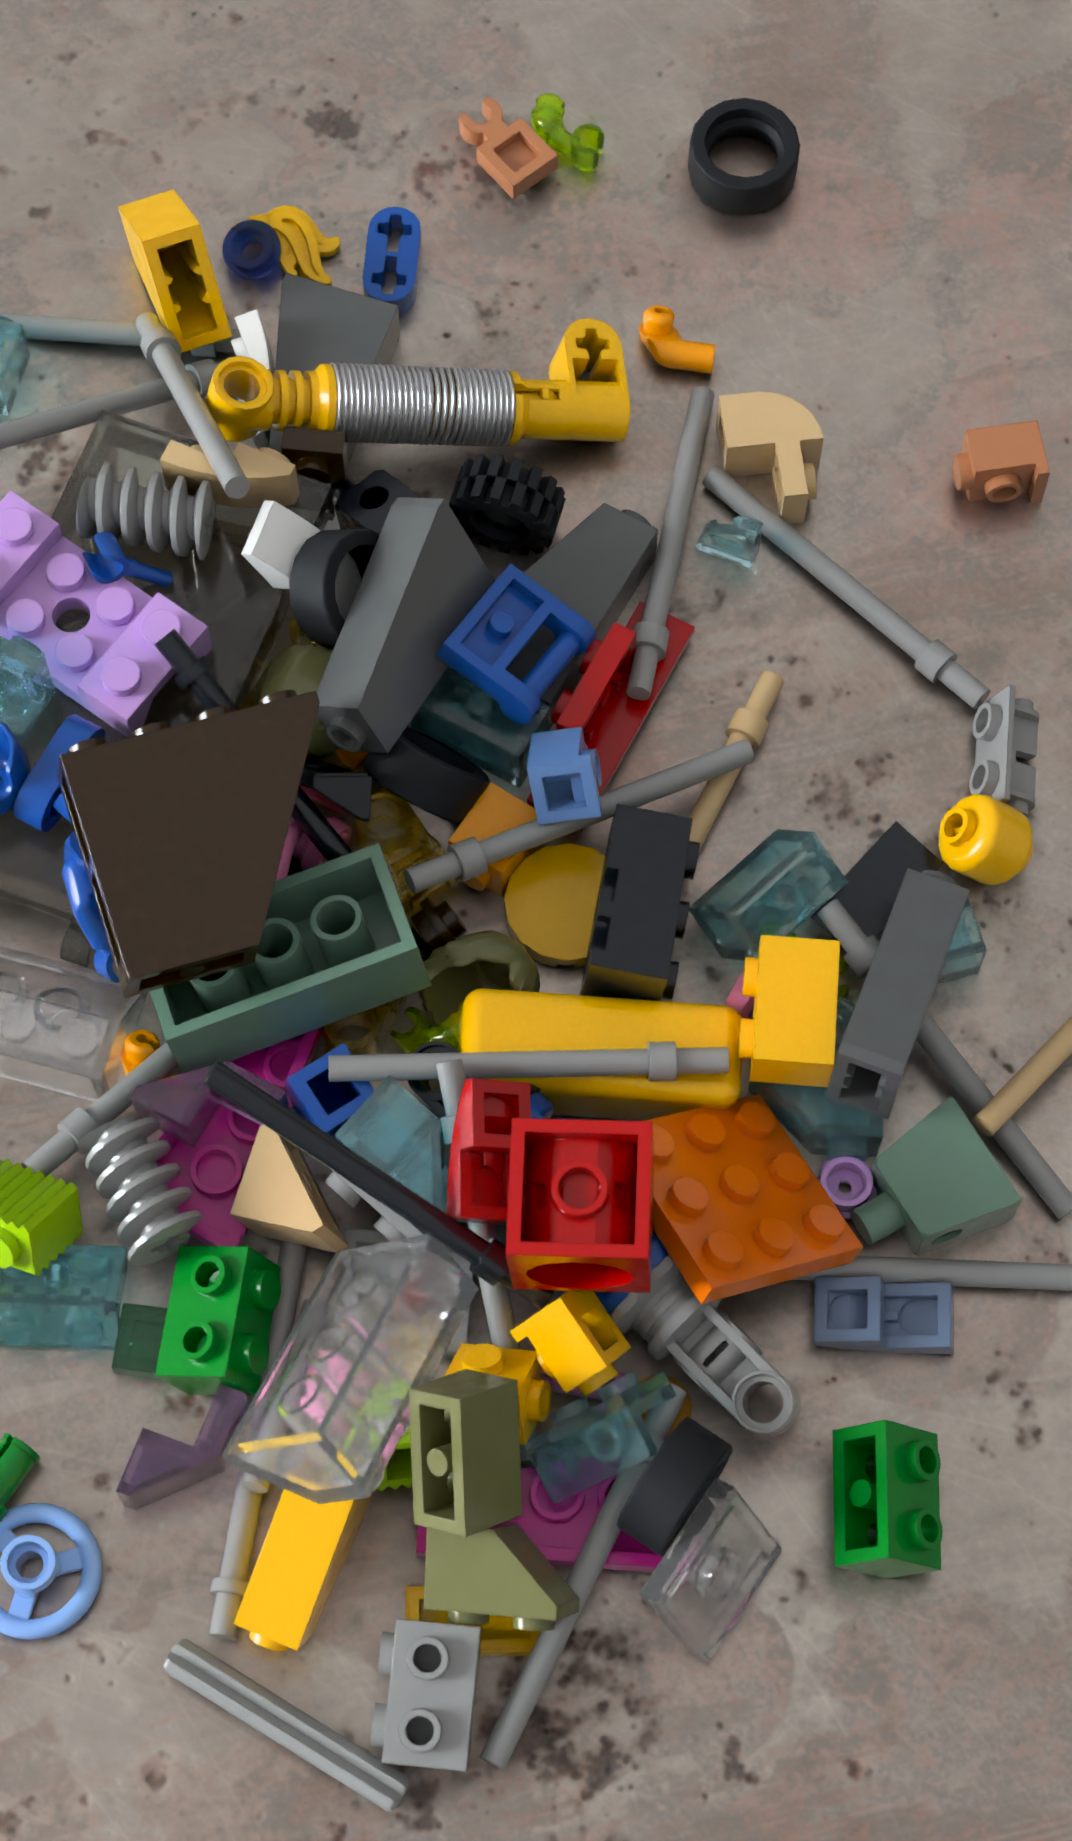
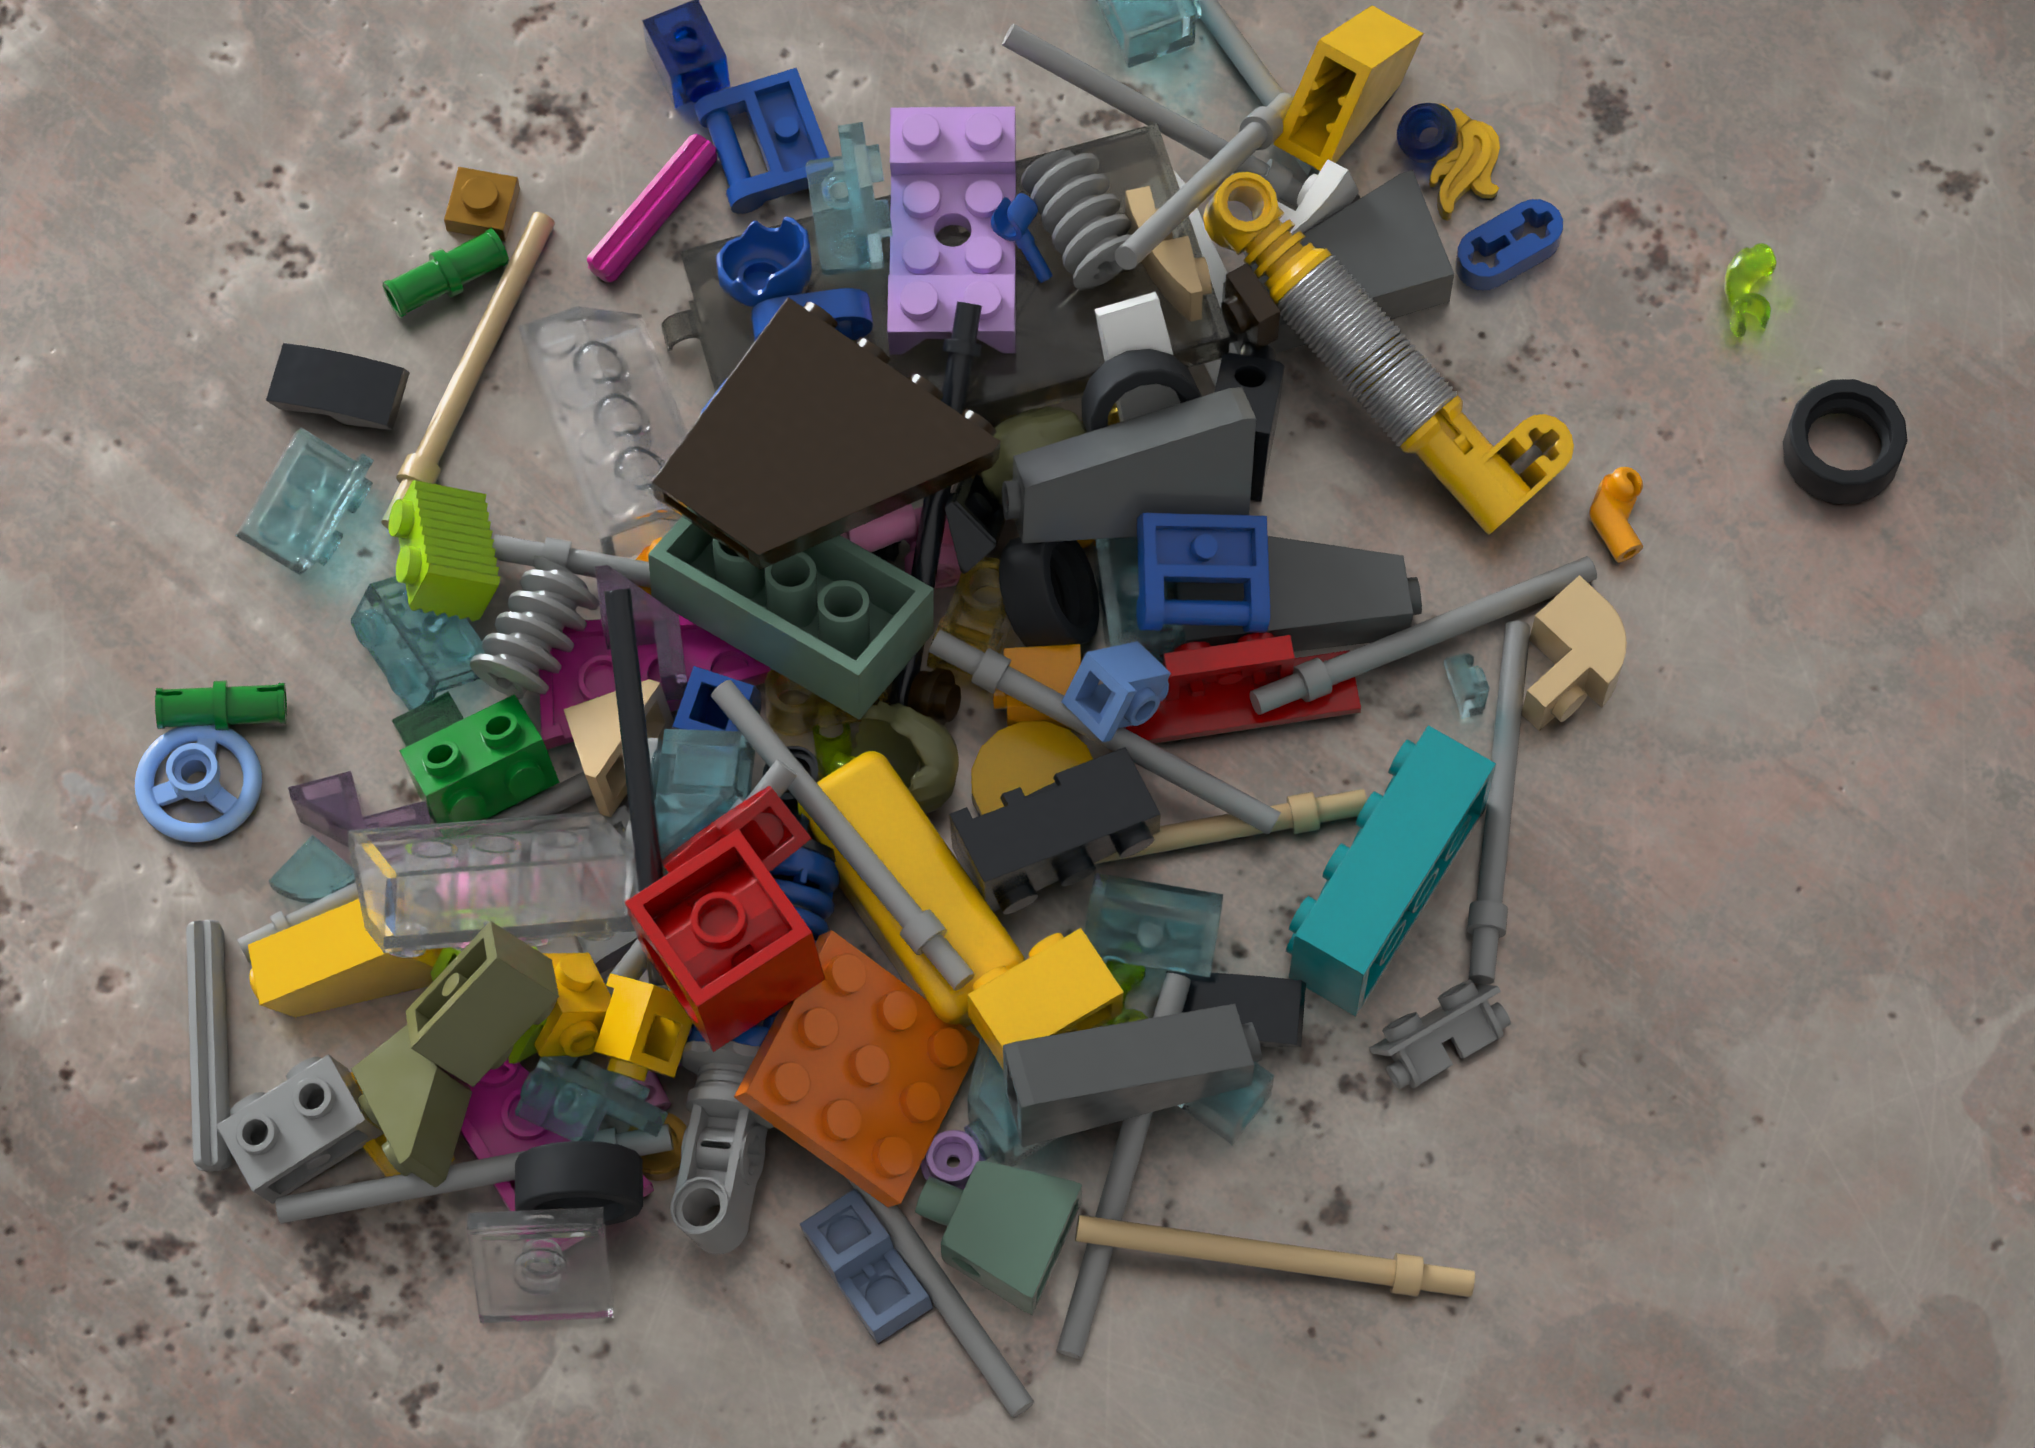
camera: 55 degrees right, 0 degrees up
(198, 1528) = (312, 873): none -> clear light blue tile
(507, 504) = (1341, 484): black tyre -> none
(511, 153) = (1690, 259): nougat plate -> none
(859, 692) = (1390, 869): none -> teal brick
(886, 1499) = (701, 1363): green brick -> none
(985, 839) = (1341, 1063): yellow head -> none
(1002, 463) = (1717, 845): nougat brick -> none

